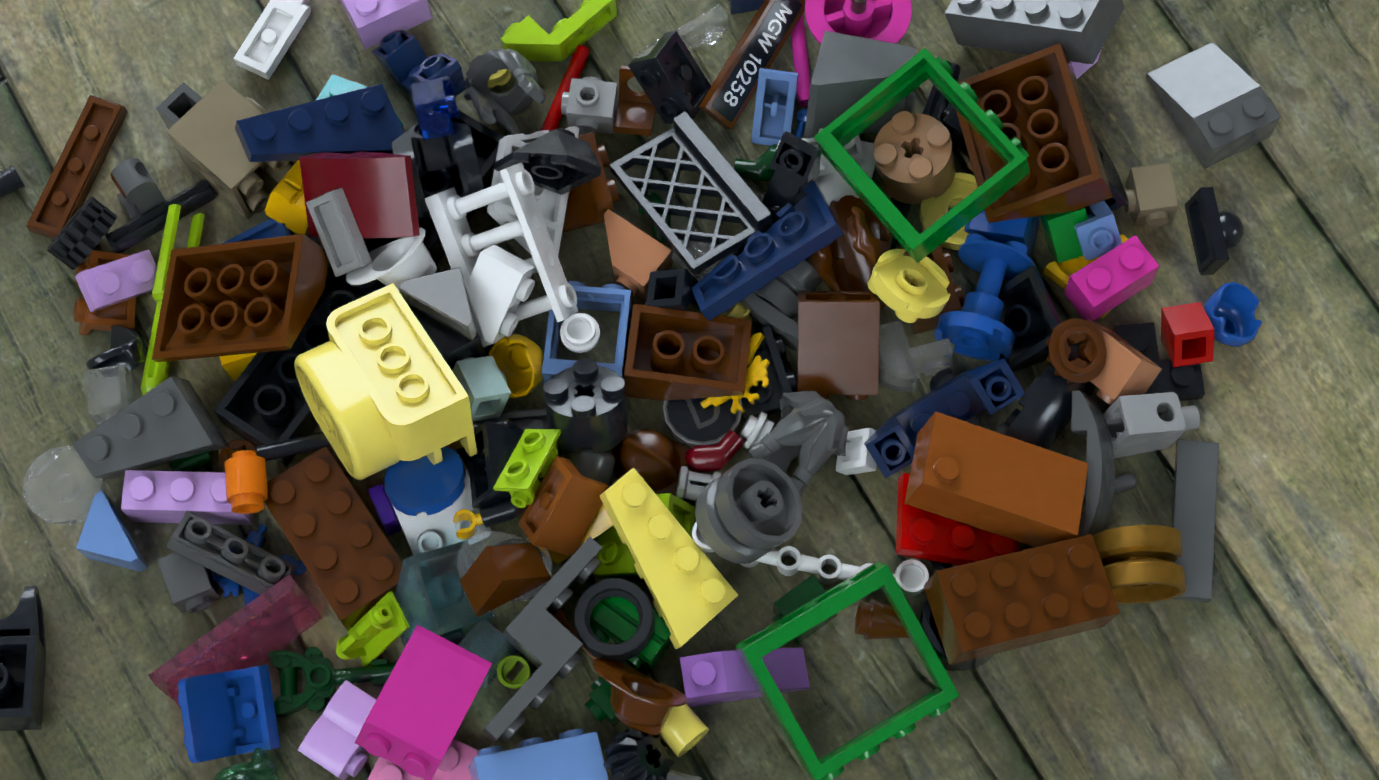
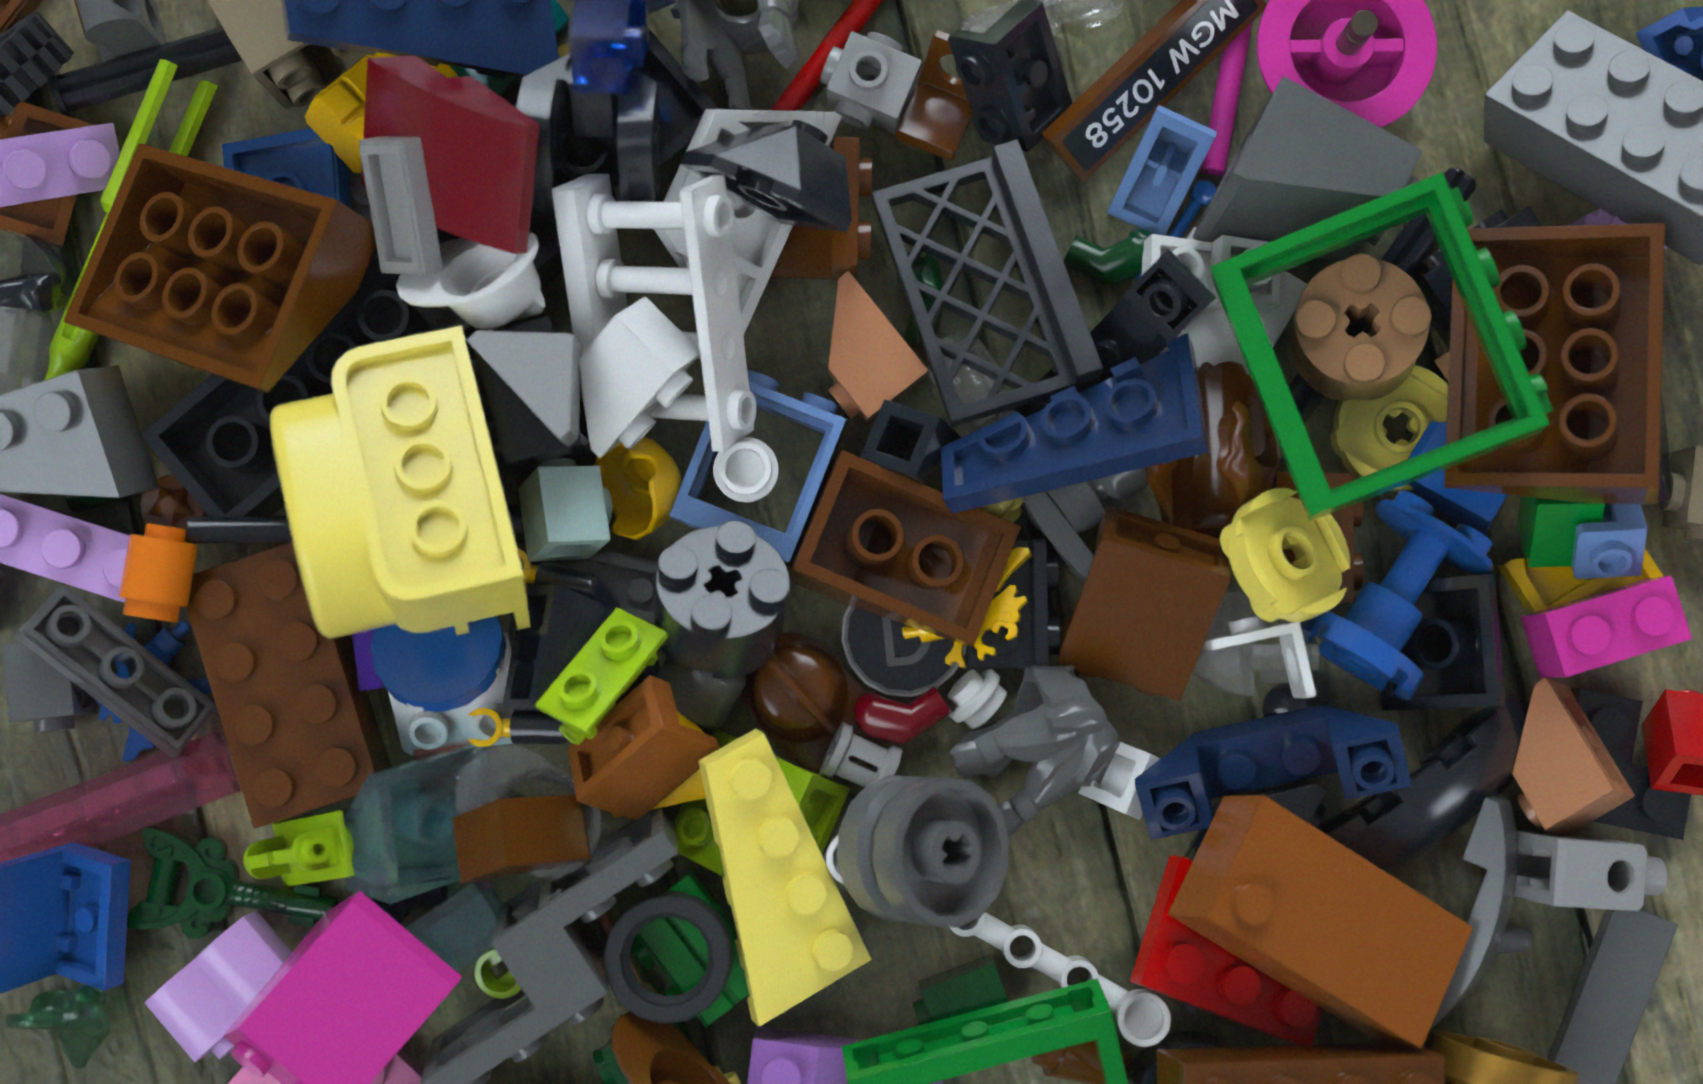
camera: 10 degrees right, 15 degrees up
(908, 335) = (1291, 643): none -> white bracket
(1091, 350) = (1535, 741): reddish brown gear -> none

